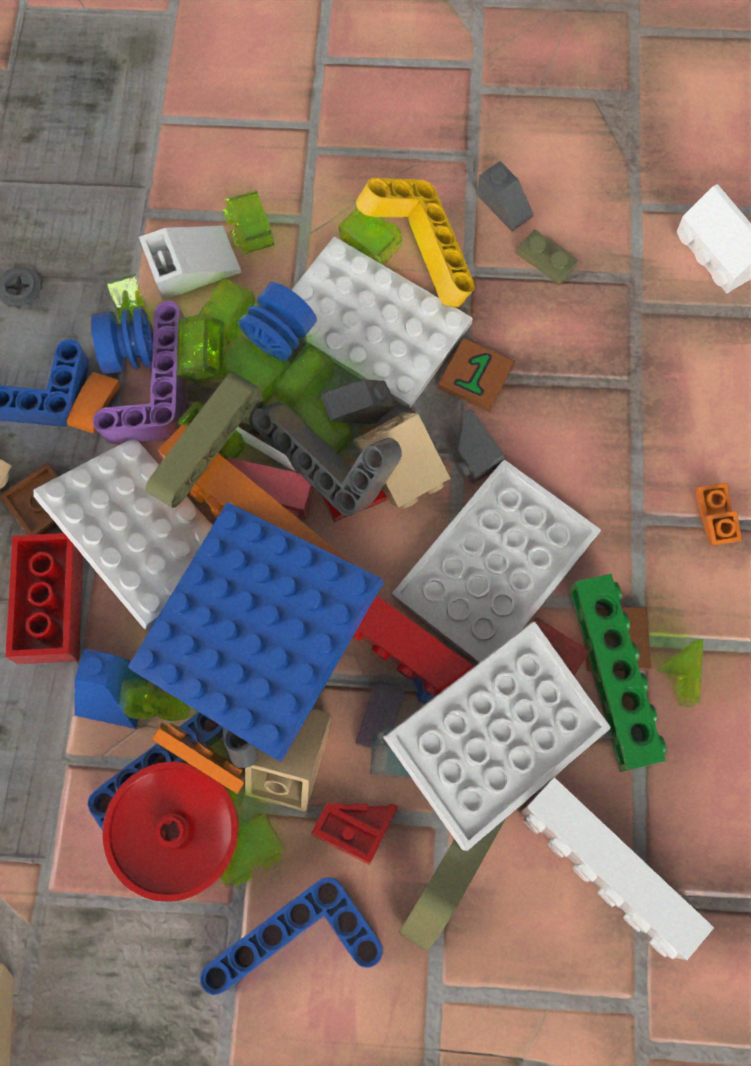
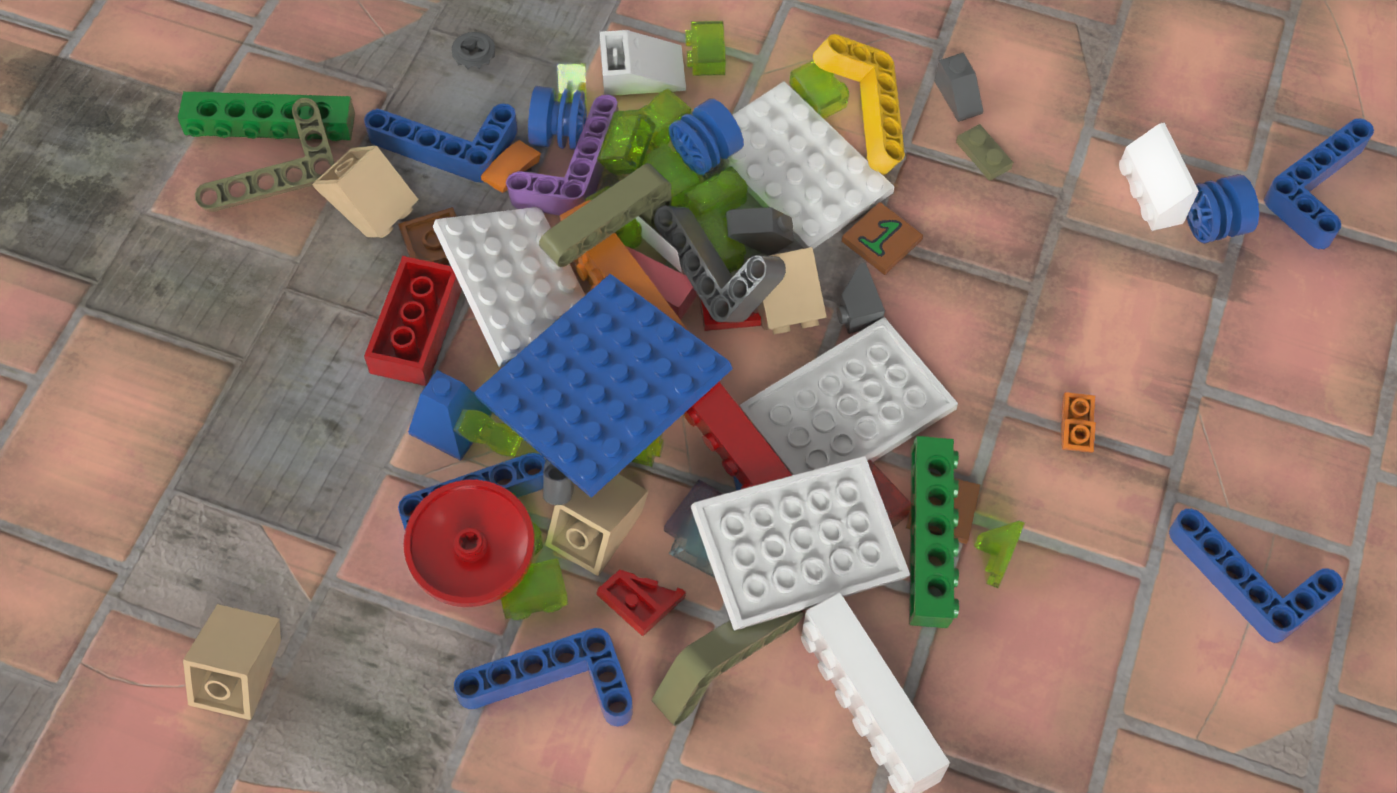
camera: 10 degrees right, 10 degrees down
(200, 756) = (518, 484): orange wing -> none

